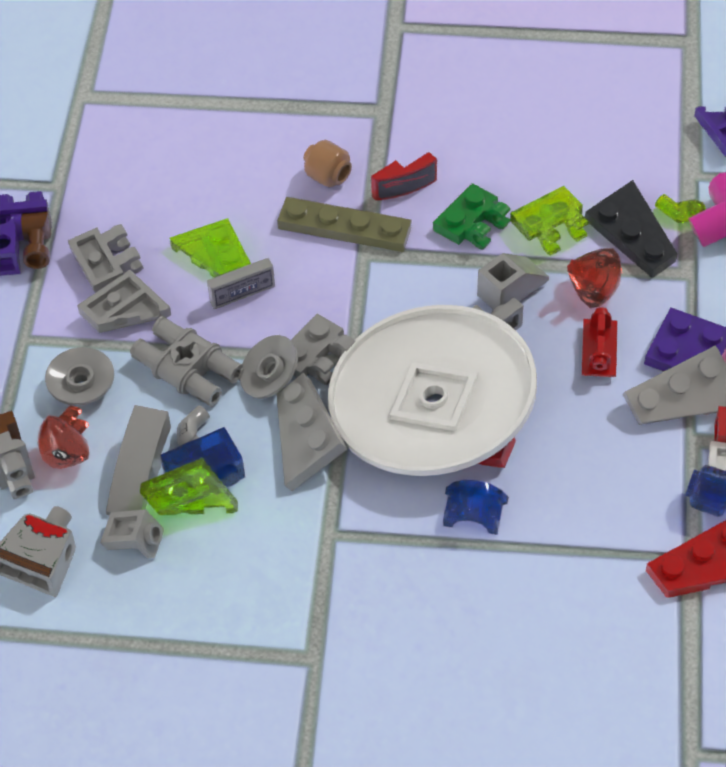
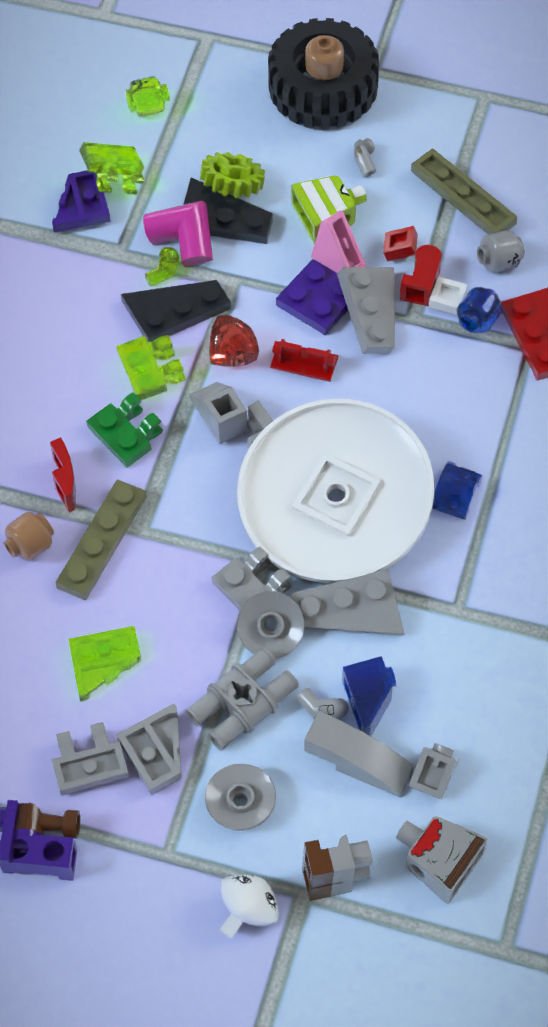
camera: 80 degrees left, 5 degrees up
(62, 439) = (323, 818): clear red piece -> none
(188, 491) = (403, 715): clear neon green wing -> none
(241, 283) = (159, 636): tile -> none

